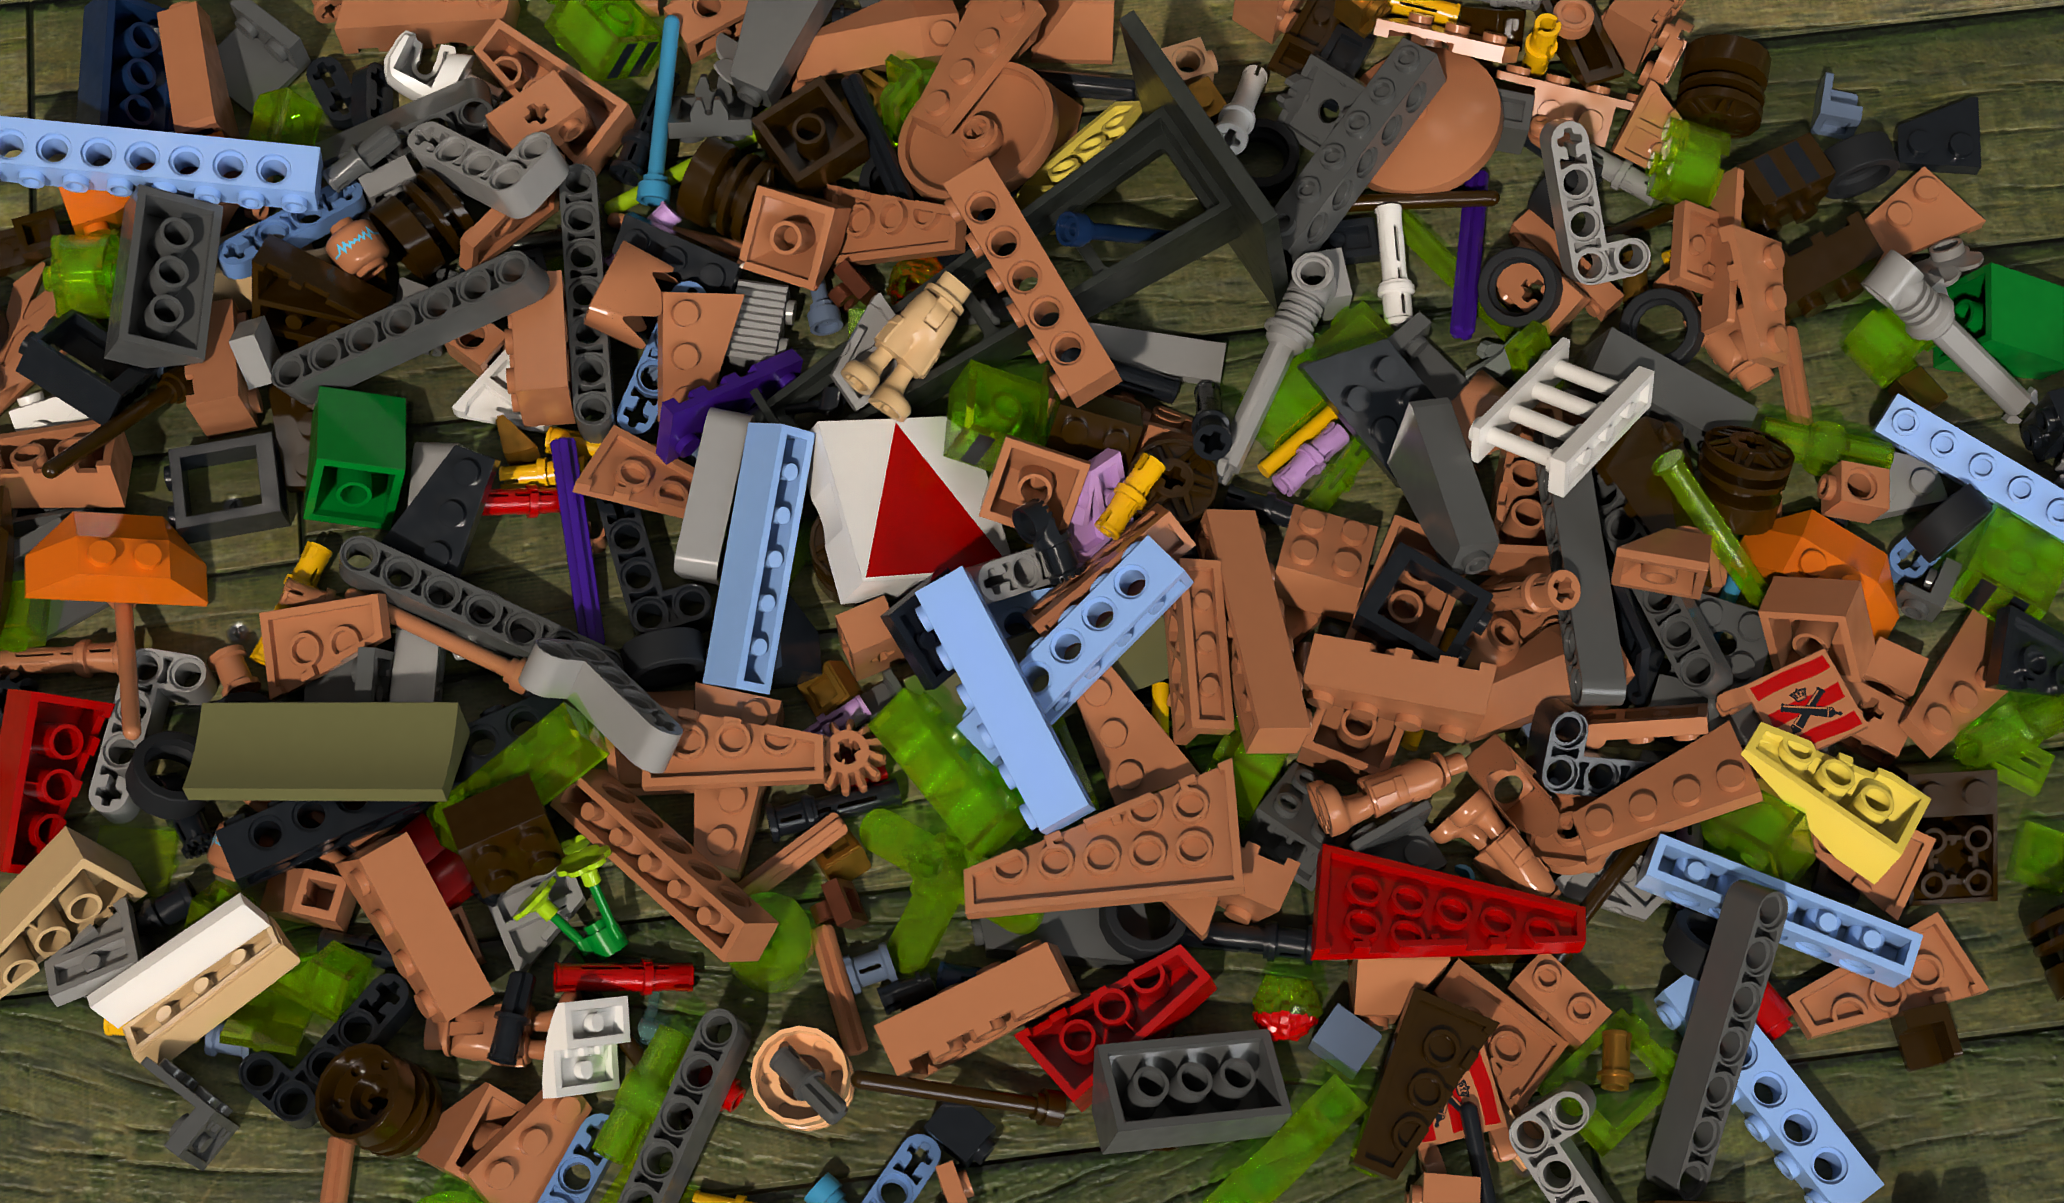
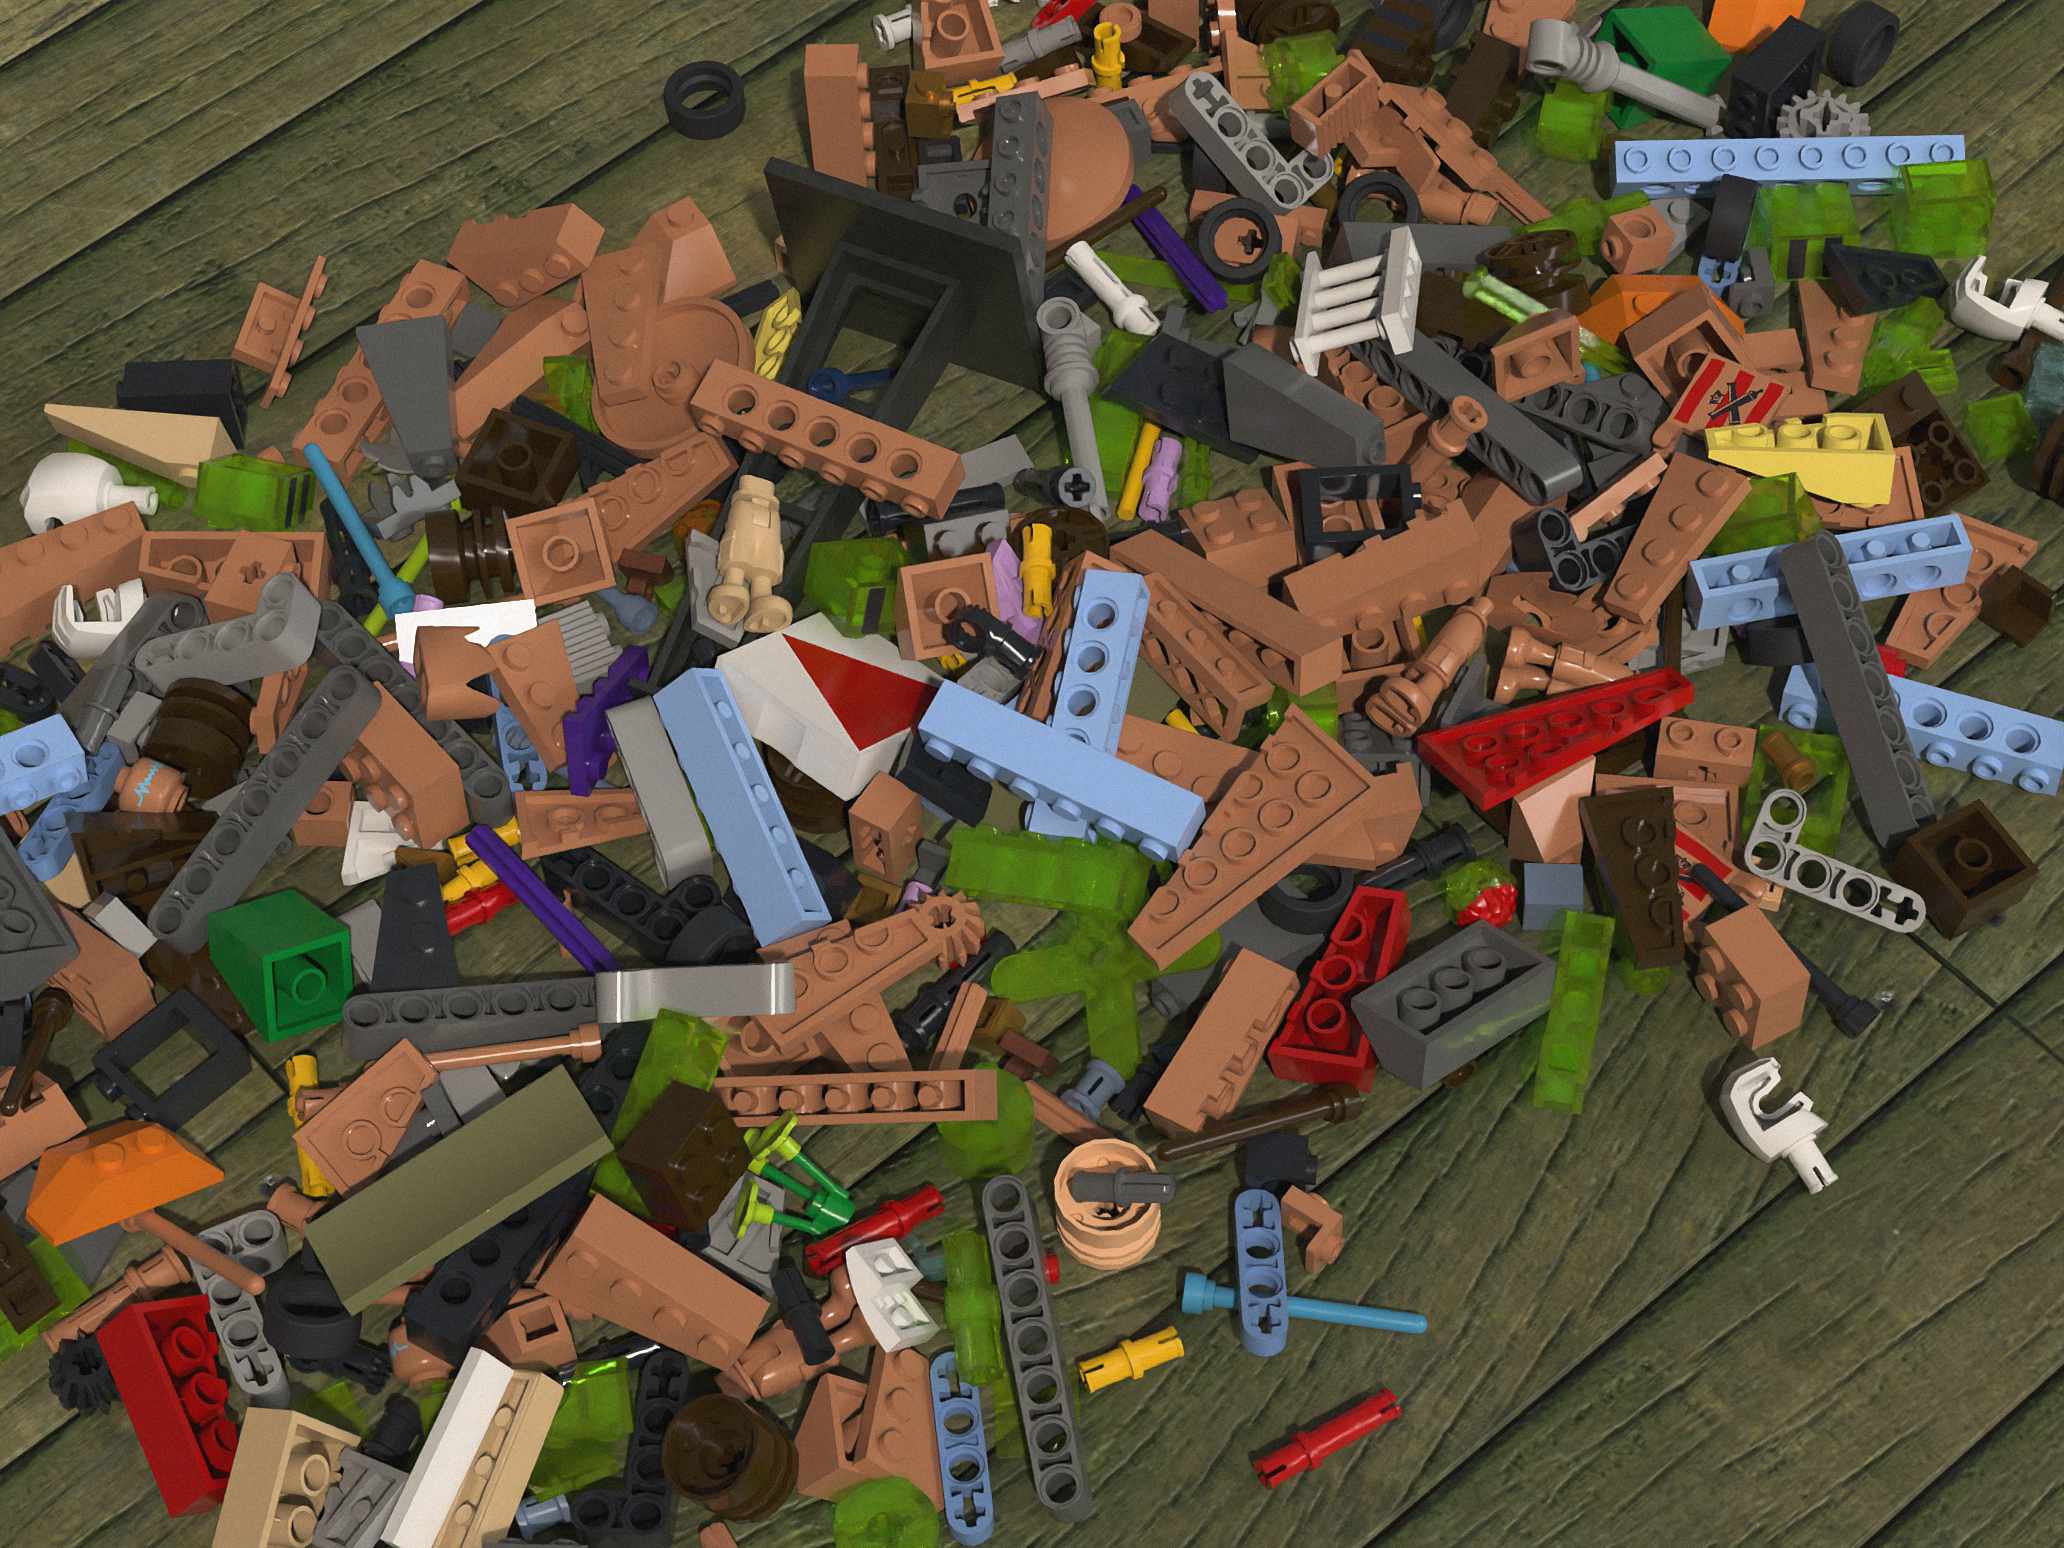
camera: 30 degrees left, 15 degrees down
(1674, 220) = (1334, 107): none -> nougat brick

